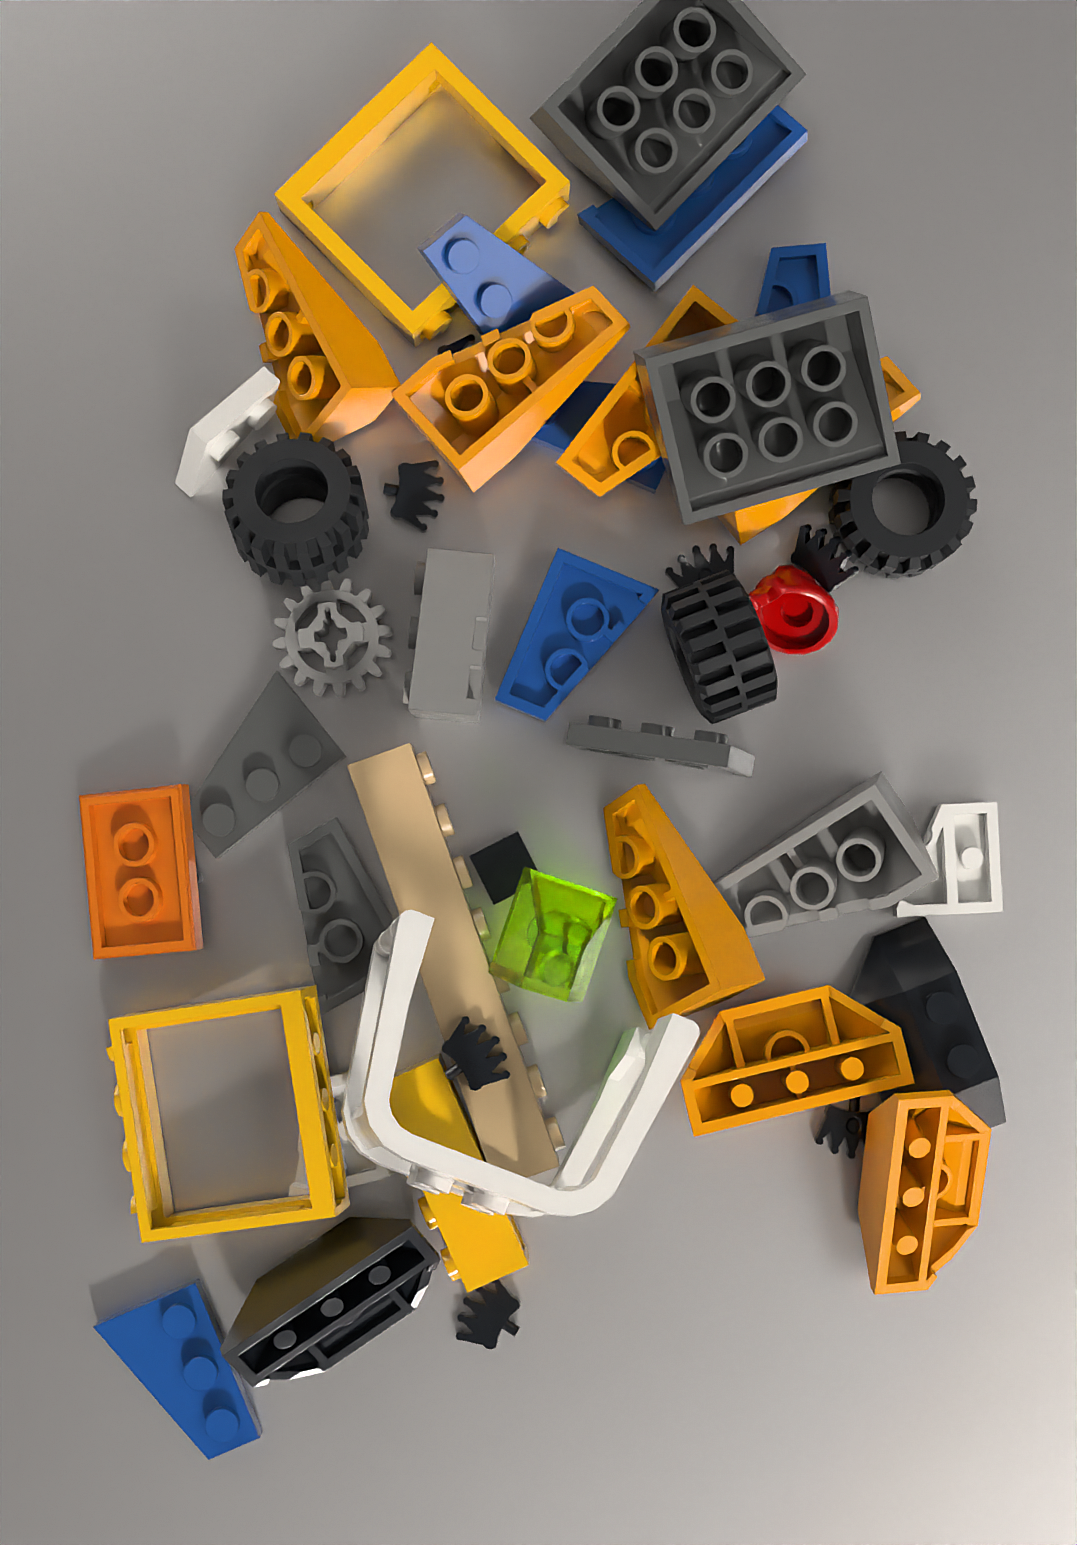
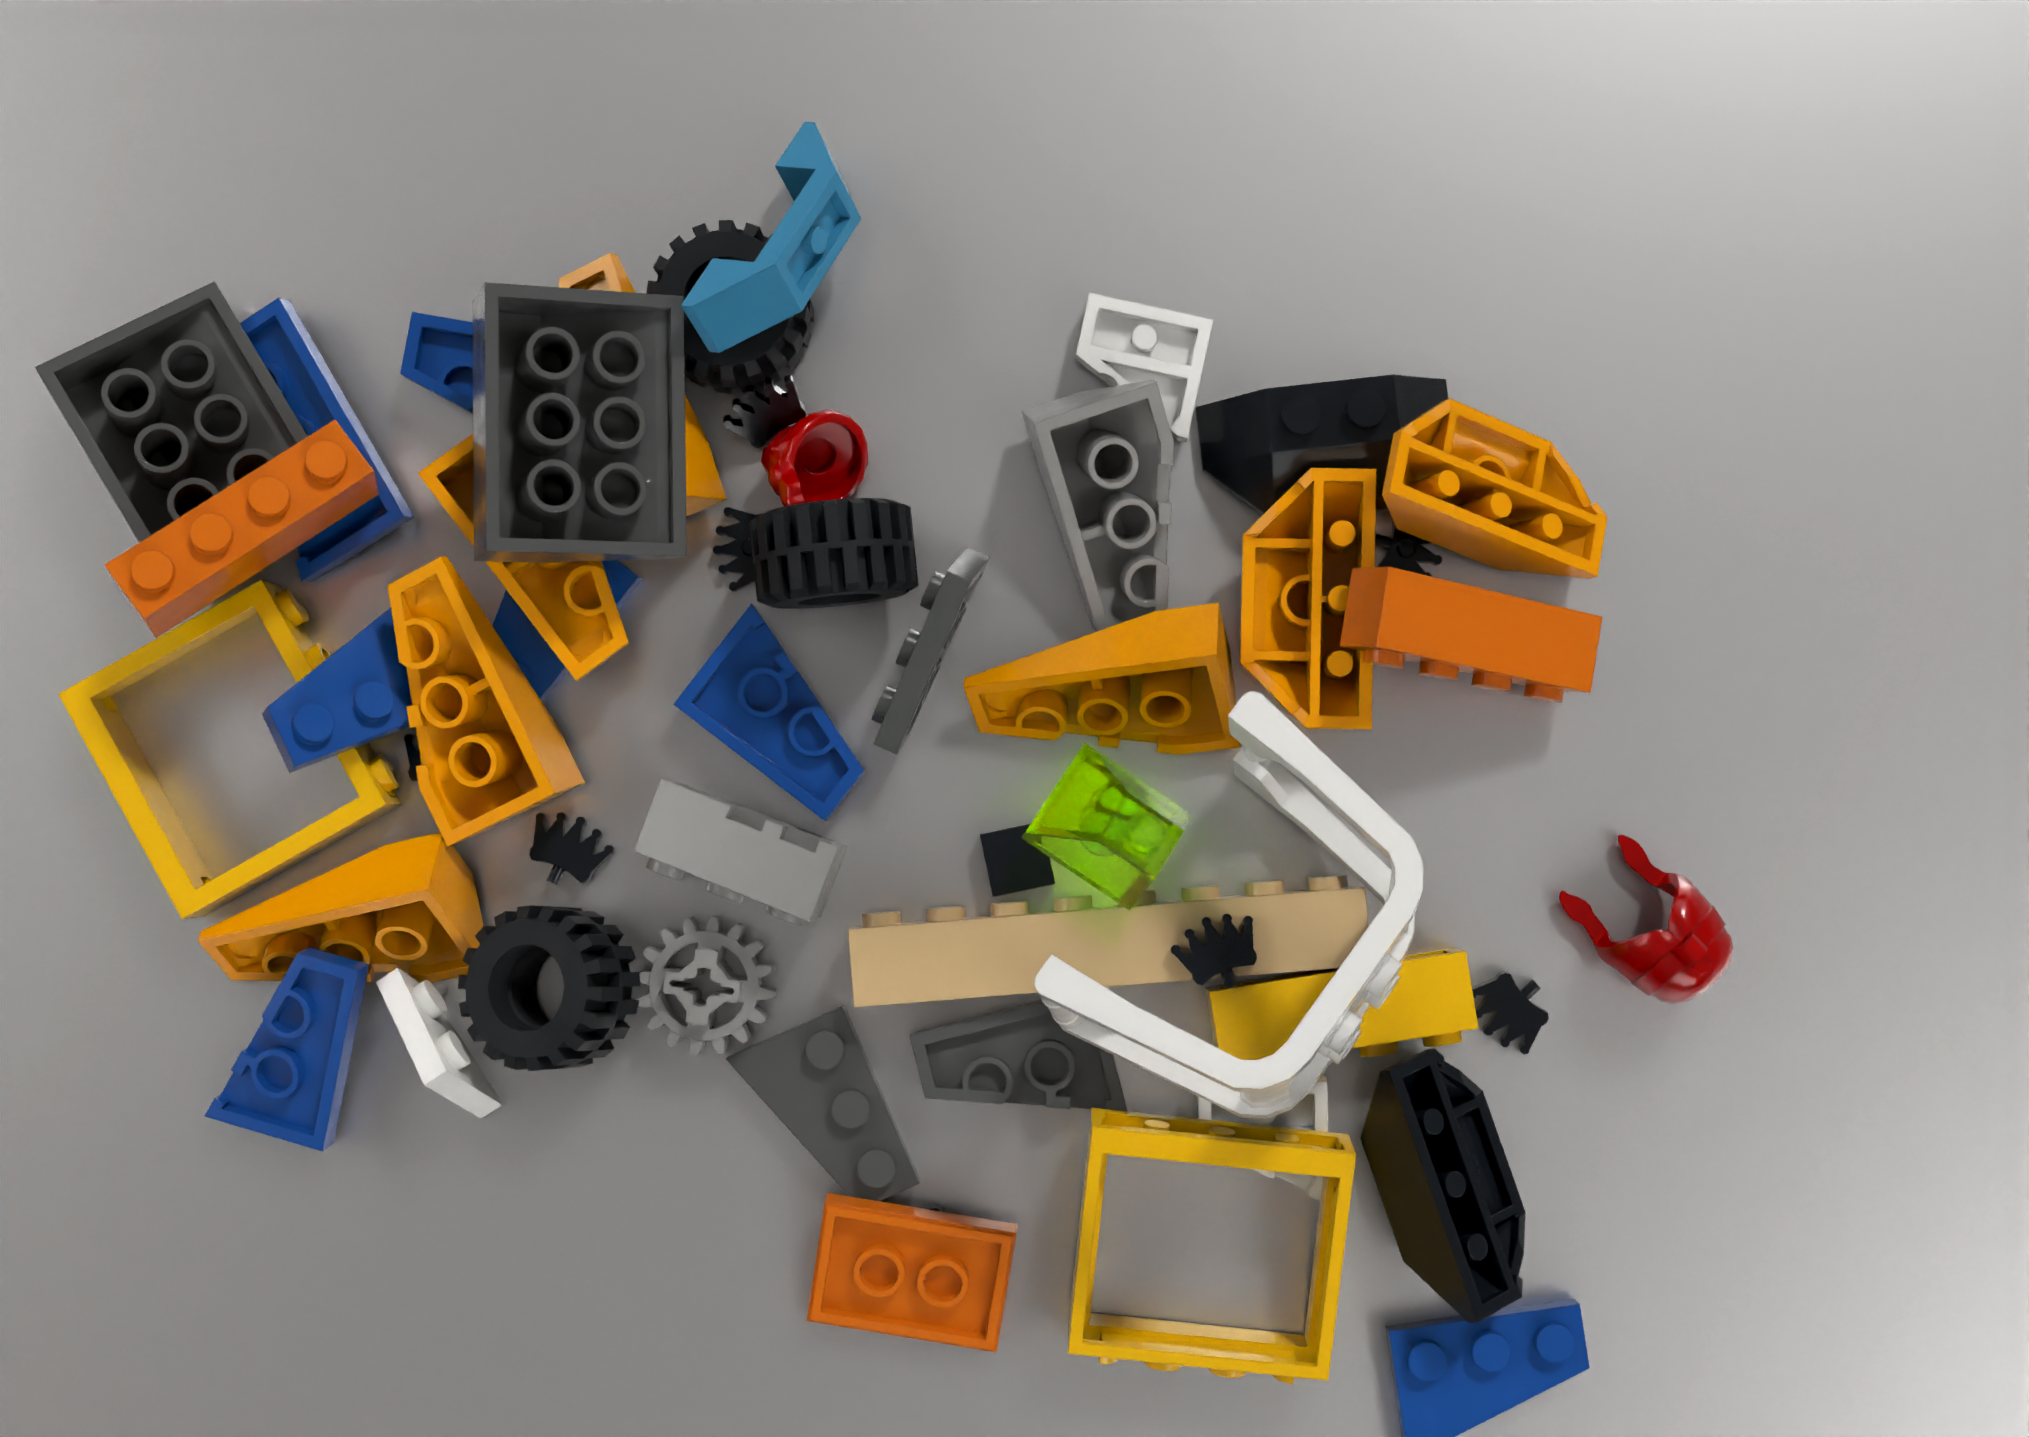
camera: 70 degrees left, 0 degrees up
(188, 320) = (300, 1057): none -> blue wing
(564, 1437) = (1668, 962): none -> red hair
(608, 155) = (244, 528): none -> orange brick
(798, 1198) = (1469, 631): none -> orange brick
(915, 518) = (748, 297): none -> dark azure slope

